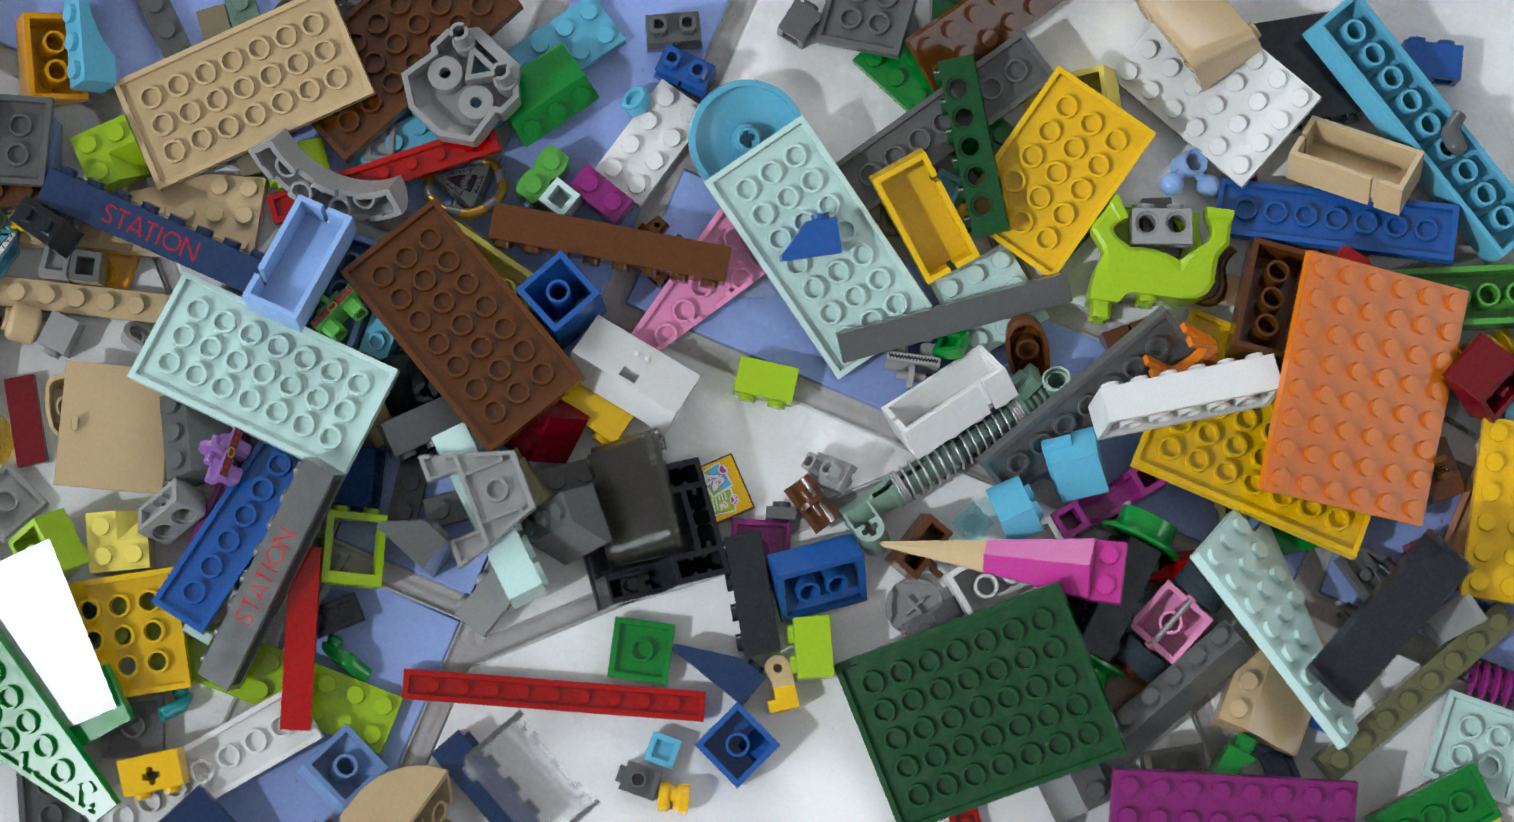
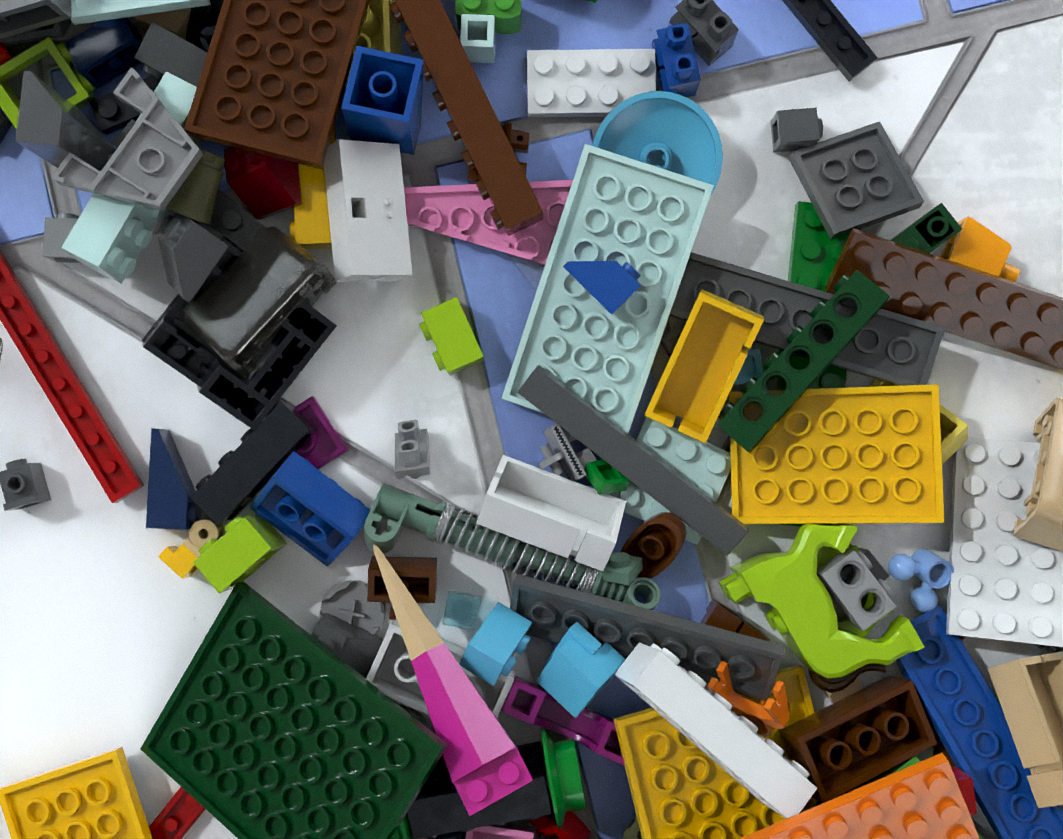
camera: 60 degrees right, 5 degrees up
(602, 196) = (509, 72): magenta brick -> none
(636, 101) = (618, 41): medium azure tile -> none
(641, 650) = (137, 403): green plate -> none
(662, 750) = (64, 486): medium azure plate -> none
(673, 797) = (28, 526): yellow wheel -> none
(726, 488) = (332, 370): tile -> none
(737, 745) = (107, 548): blue slope -> none
(781, 511) = (346, 434): dark grey plate -> none
(811, 503) = (372, 456): reddish brown hips -> none

